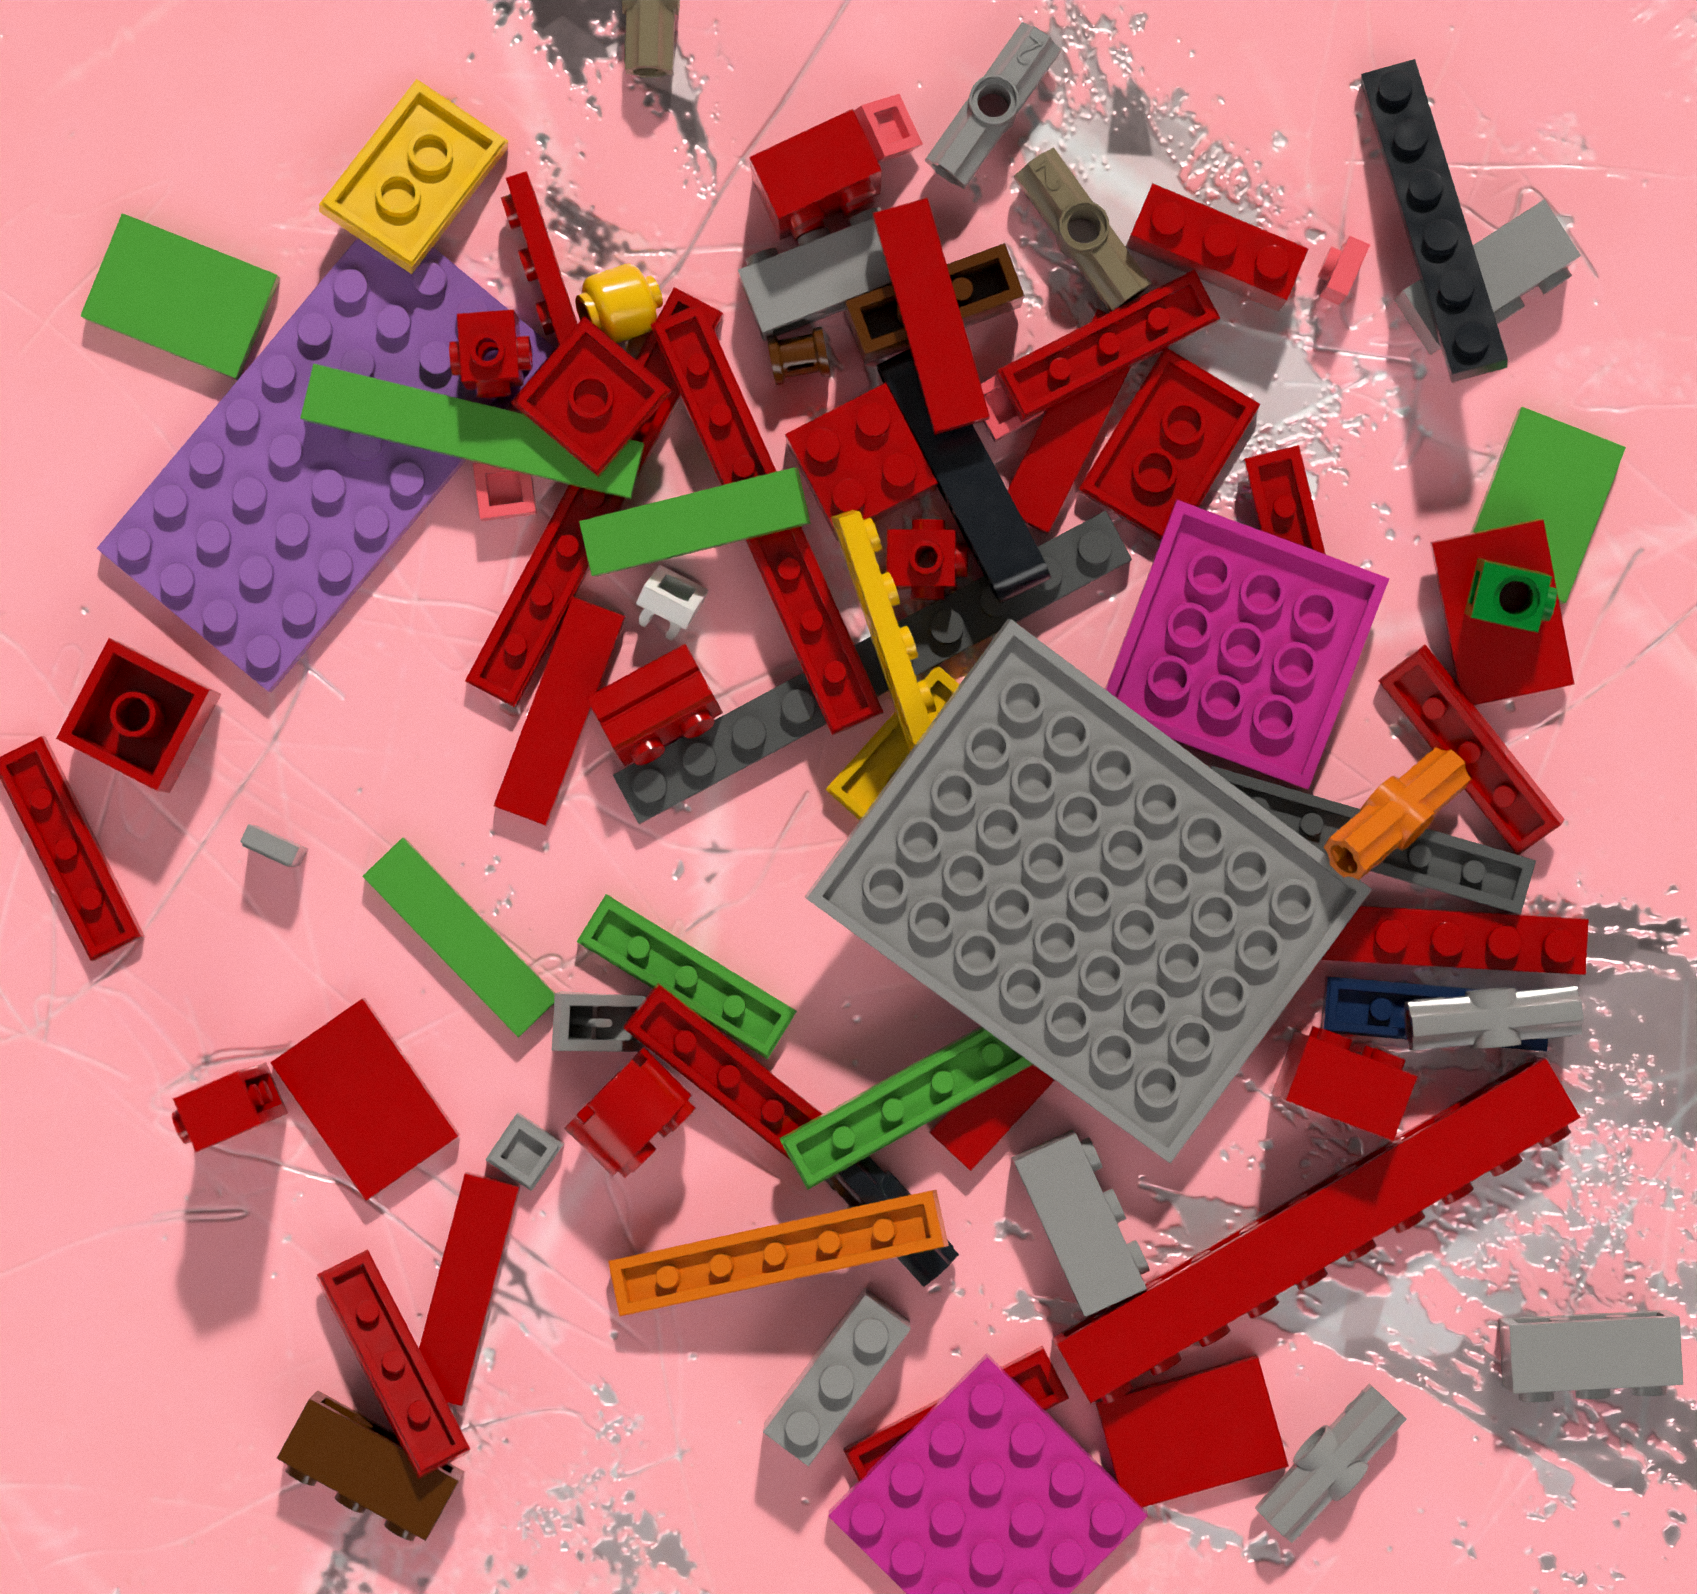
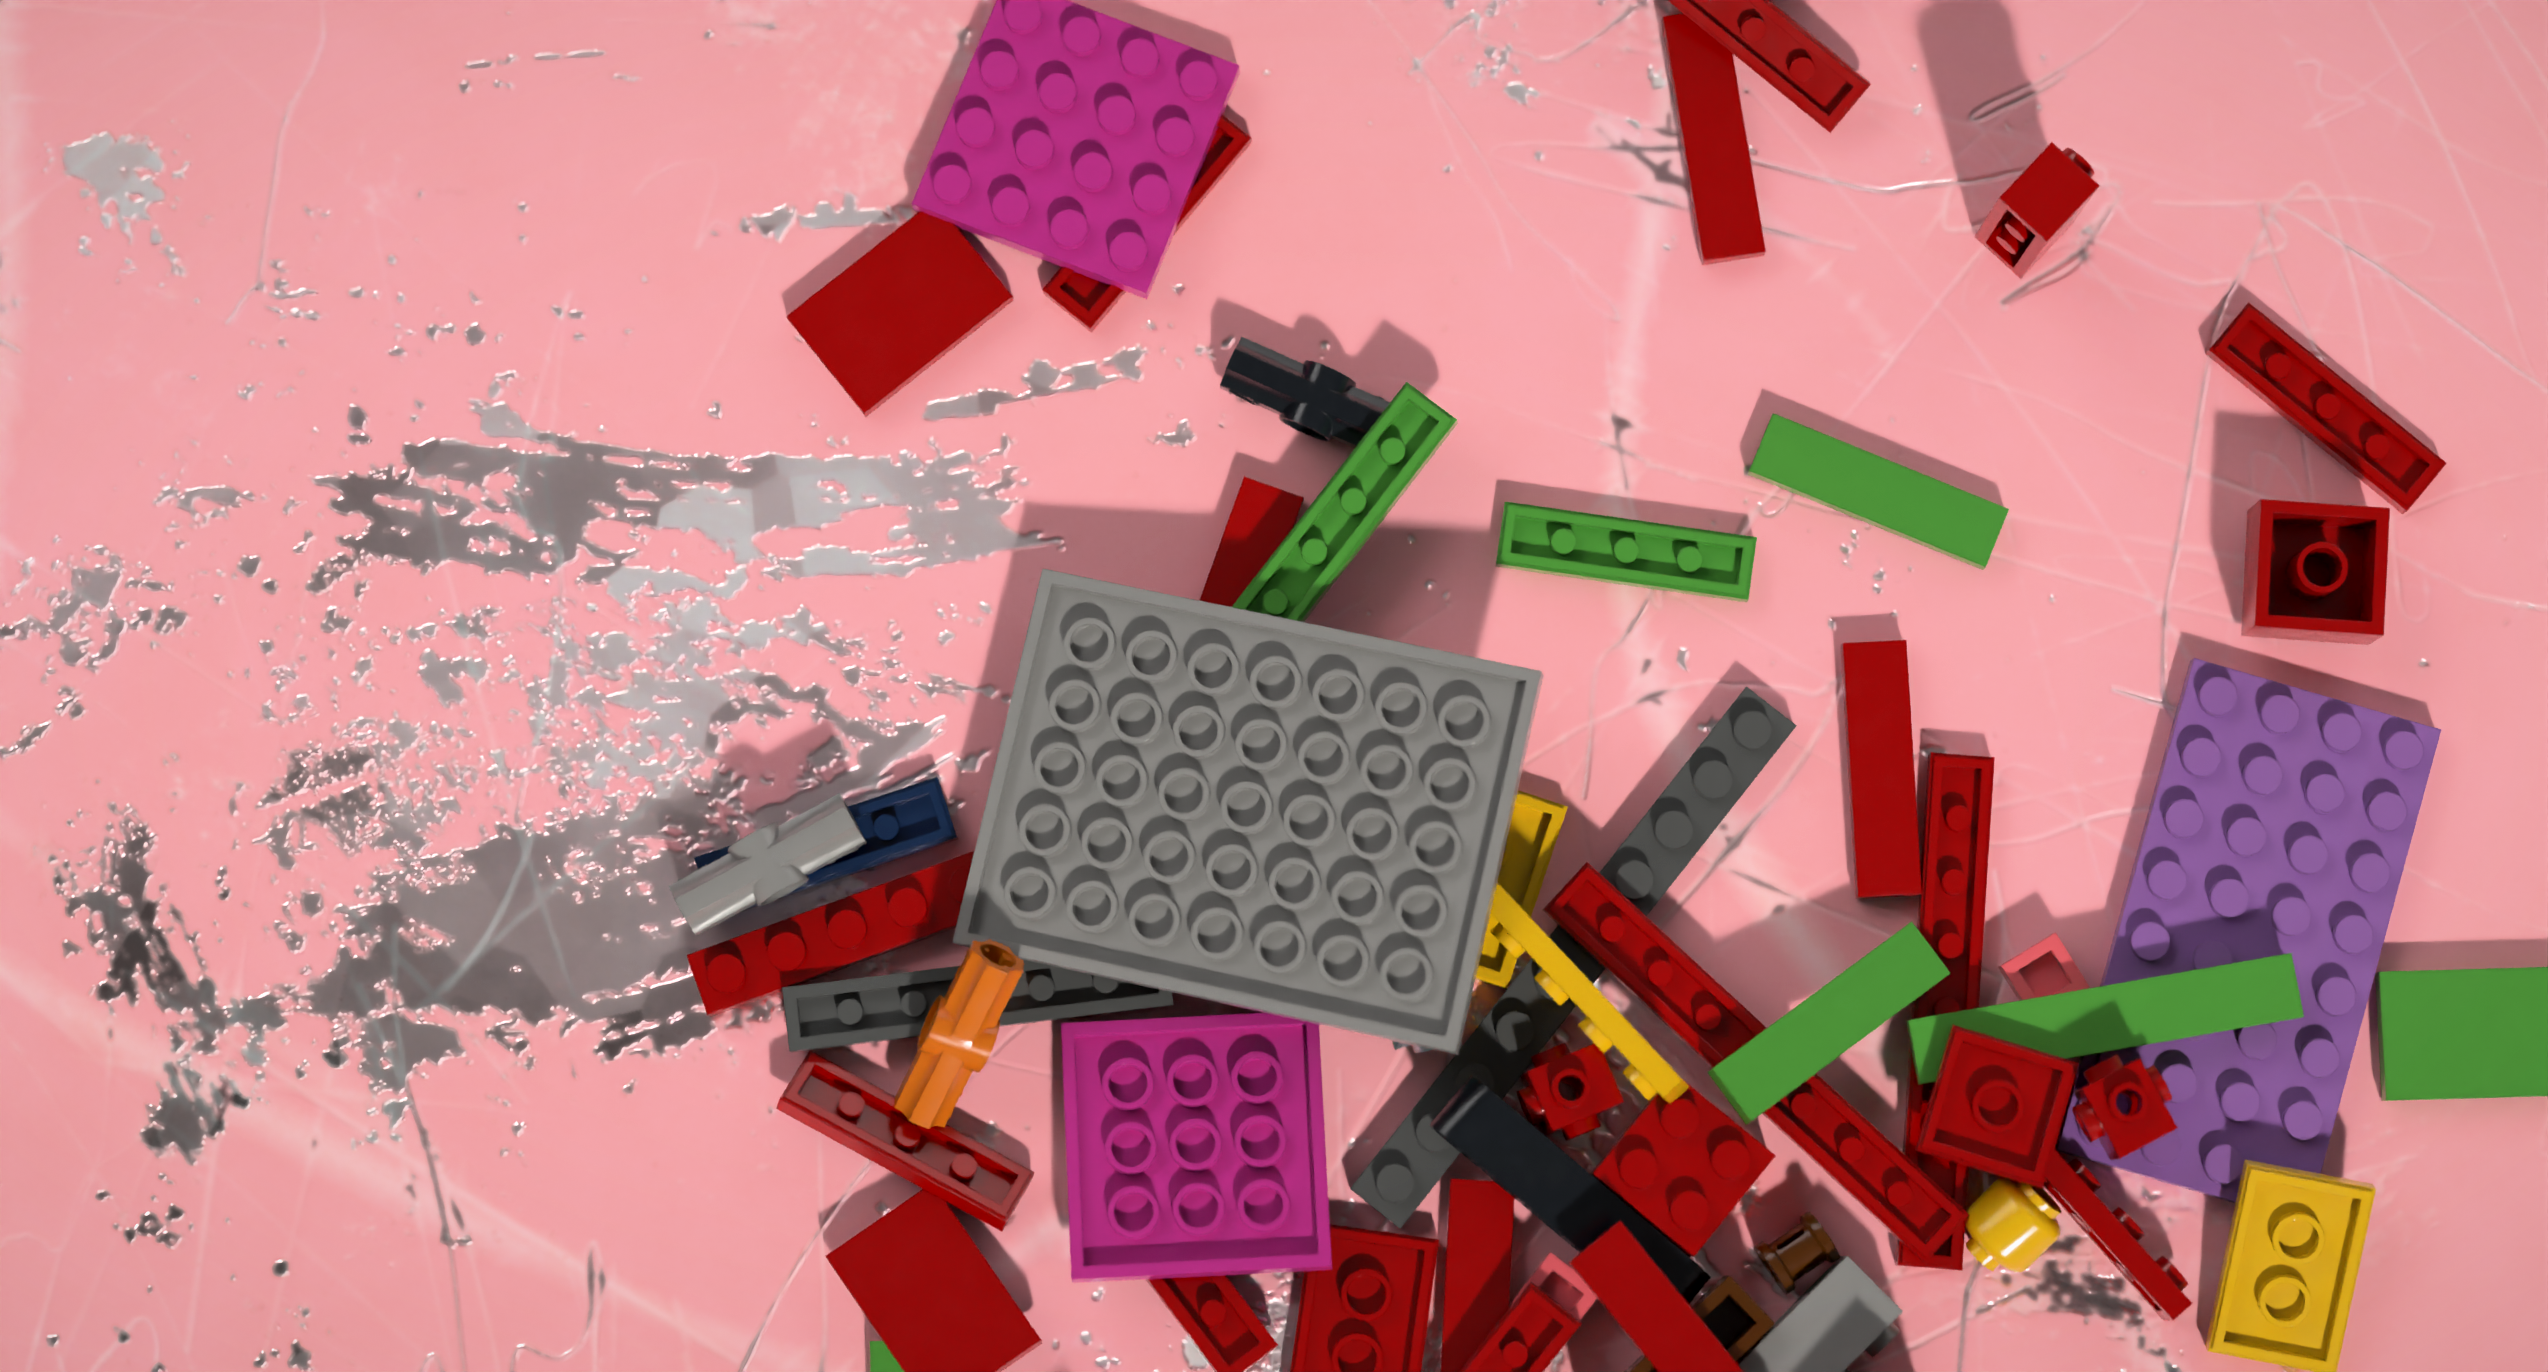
camera: 165 degrees right, 5 degrees down
(273, 846) = (2115, 500): light grey tile -> none
(365, 1098) = (1901, 284): red tile -> none
(524, 1151) = (1713, 301): light grey tile -> none
(594, 1022) = (1698, 463): light grey slope -> none
(629, 1113) = (1623, 380): red brick -> none
(655, 707) = (1783, 813): red brick -> none
(670, 598) = (1817, 935): white tile -> none
(719, 1067) = (1551, 471): red tile -> none
(778, 1253) = (1407, 305): orange plate -> none
(836, 1376) = (1292, 208): light grey brick -> none
(1082, 1221) = (1107, 473): light grey brick -> none
(1318, 1228) = (859, 569): red brick -> none
(1330, 1463) = (744, 337): light grey piece -> none
(1346, 1086) = (896, 728): red brick -> none
(1485, 591) = (962, 1329): green brick -> none
(1591, 1354) = (520, 563): light grey brick -> none

